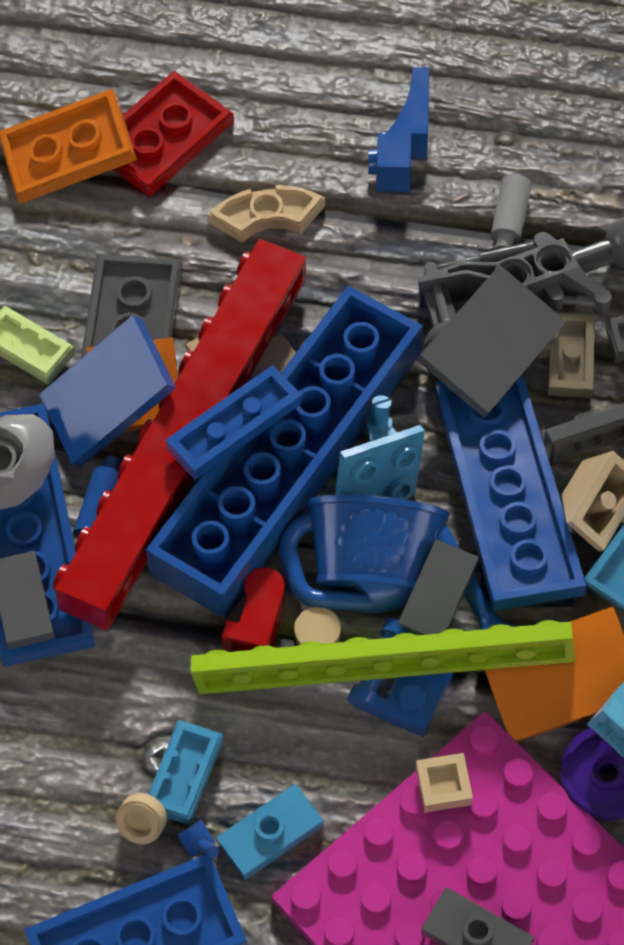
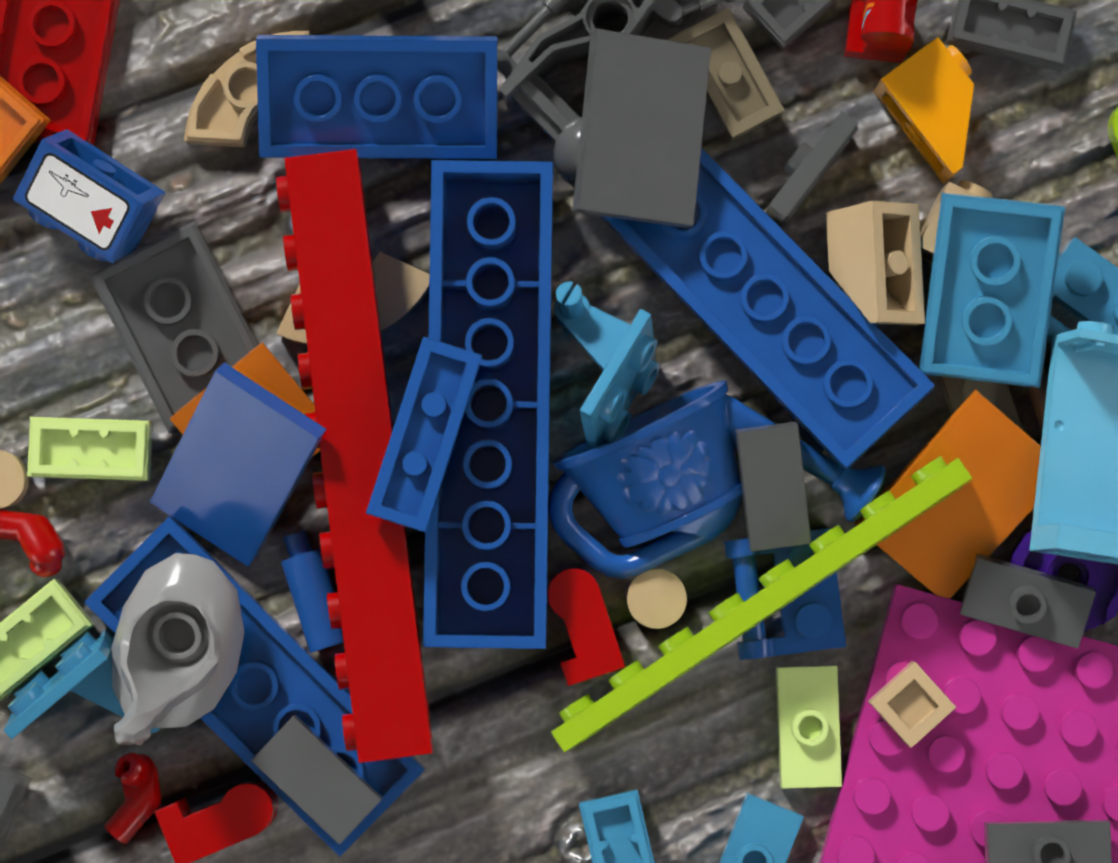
camera: 30 degrees left, 25 degrees up
(128, 208) = (88, 196): none -> brick
(343, 242) = (377, 96): none -> blue plate
(365, 768) = (808, 726): none -> yellowish green plate
(567, 765) = (1027, 600): none -> dark grey plate

